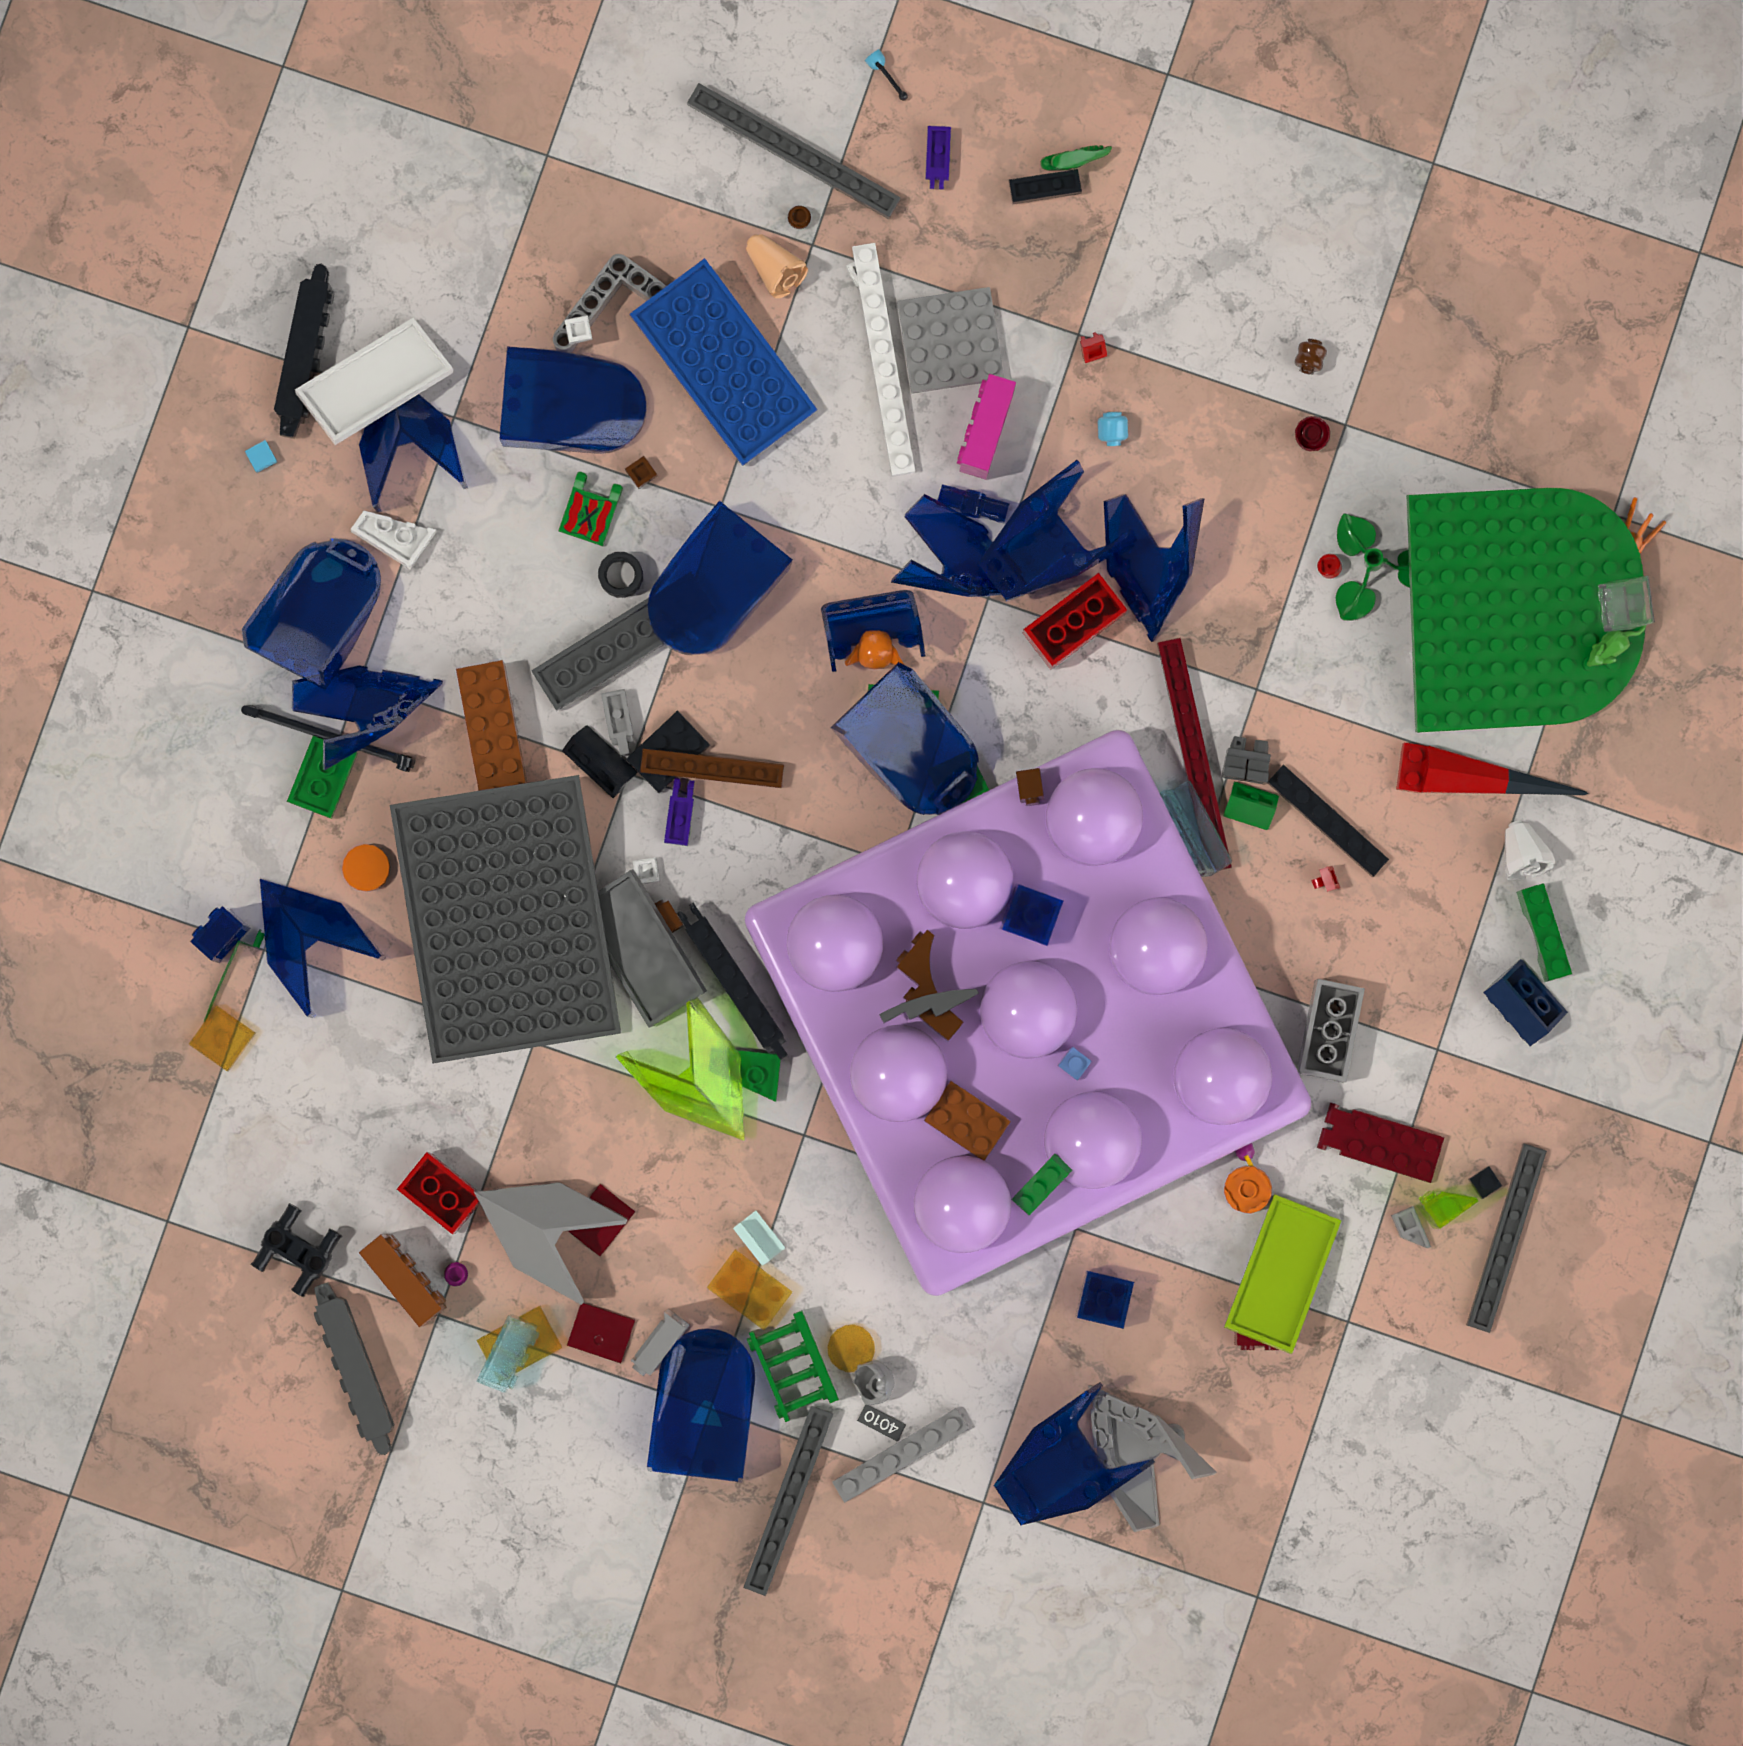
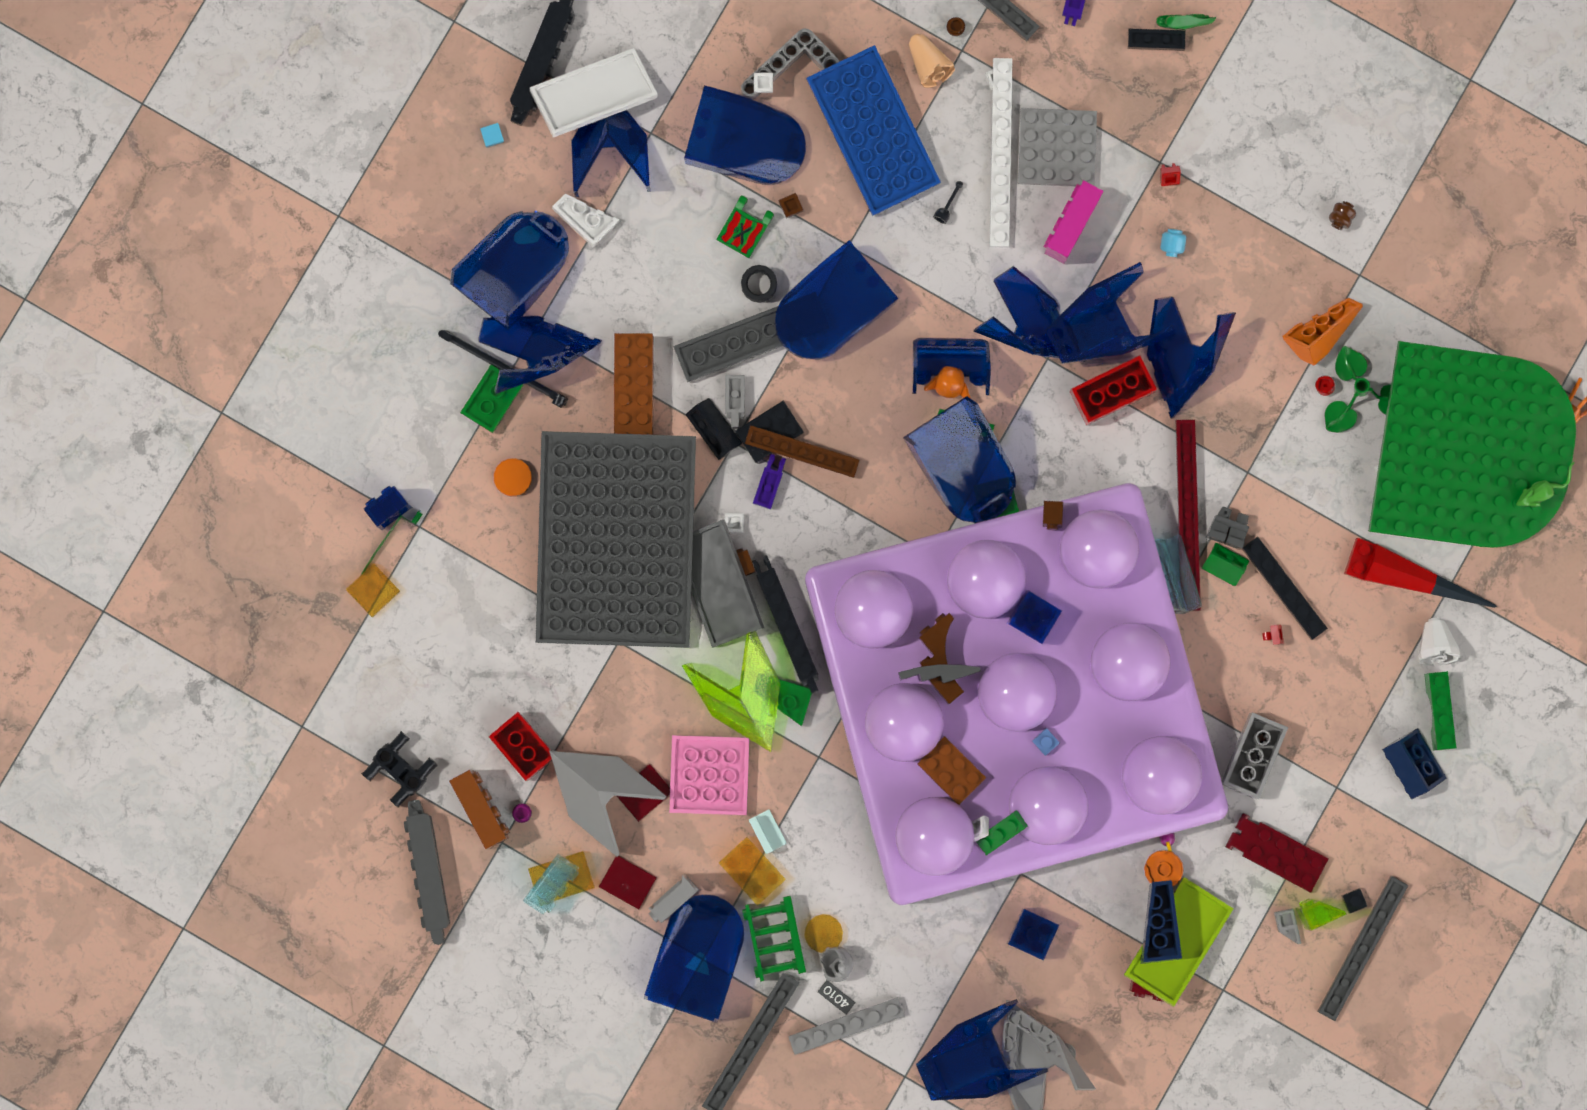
camera: 15 degrees right, 0 degrees up
(297, 922) = (447, 511): clear blue windscreen -> none
(675, 1183) = (709, 775): none -> bright pink plate
(827, 447) = (942, 214): none -> black hinge
(973, 503) = (1051, 281): clear blue piece -> none
(1016, 1183) = (981, 827): none -> white tile
(1258, 1262) = (1161, 928): none -> dark blue wedge
(1310, 508) = (1317, 337): none -> orange wedge
(1312, 433) = (1332, 277): dark red hair -> none
(1626, 603) = (1557, 461): clear slope -> none

